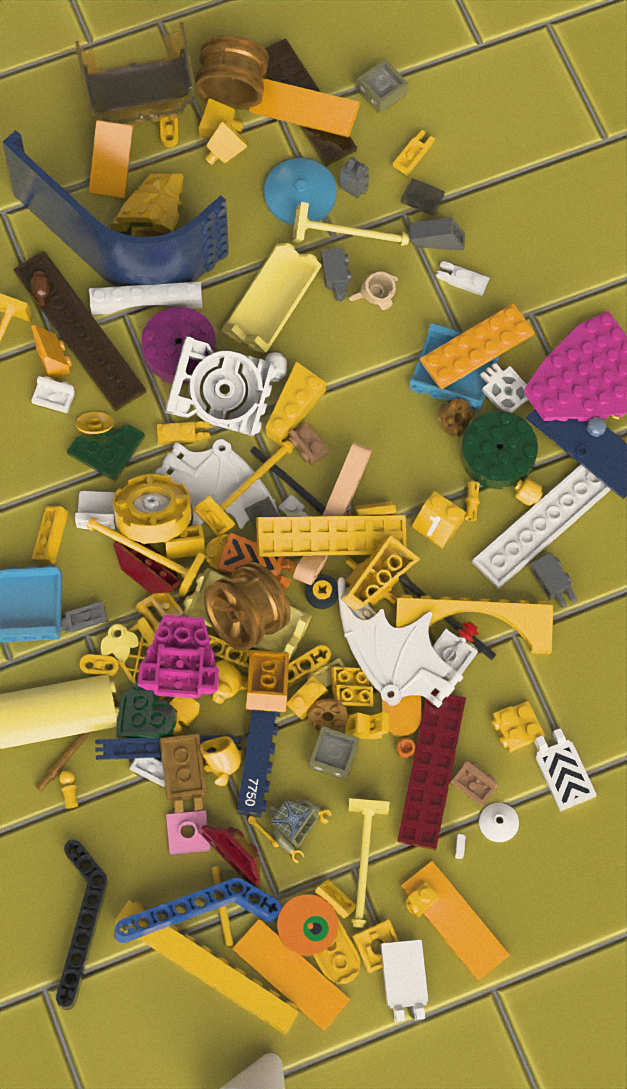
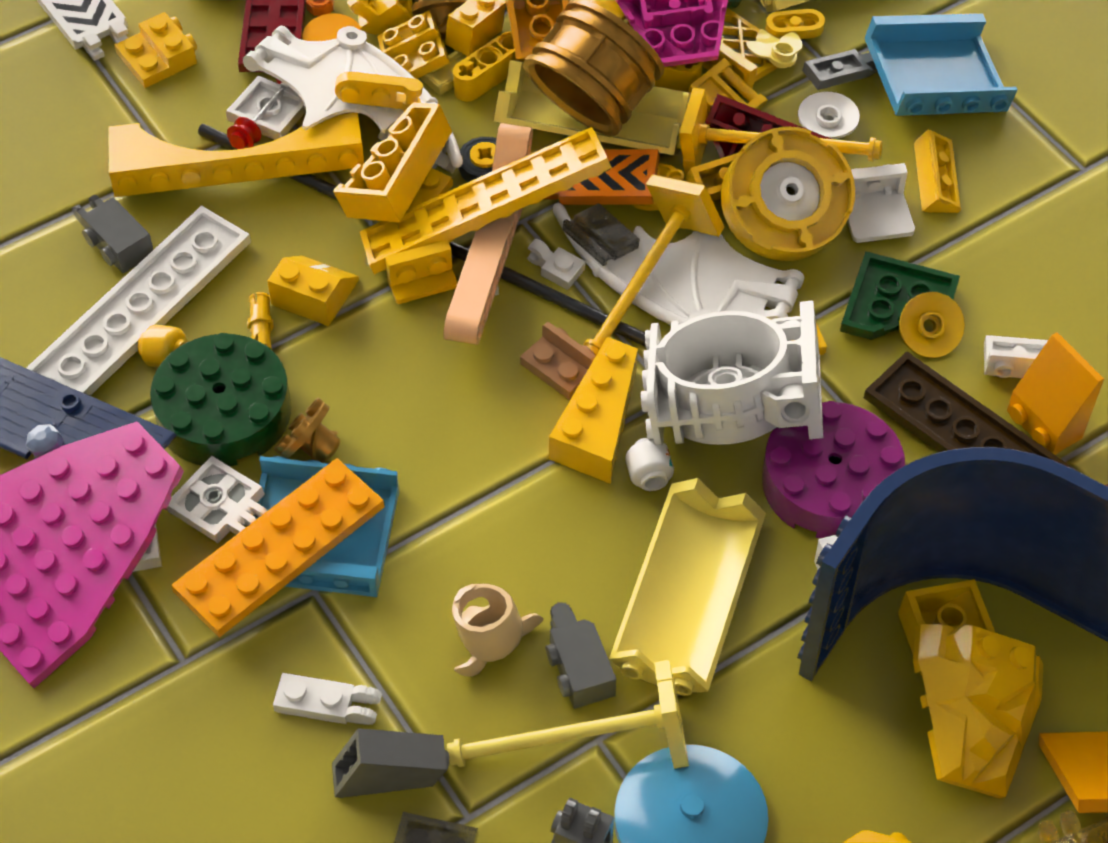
camera: 170 degrees right, 15 degrees down
(102, 575) = (829, 114): none -> white dish
(381, 629) = (378, 90): none -> yellow plate

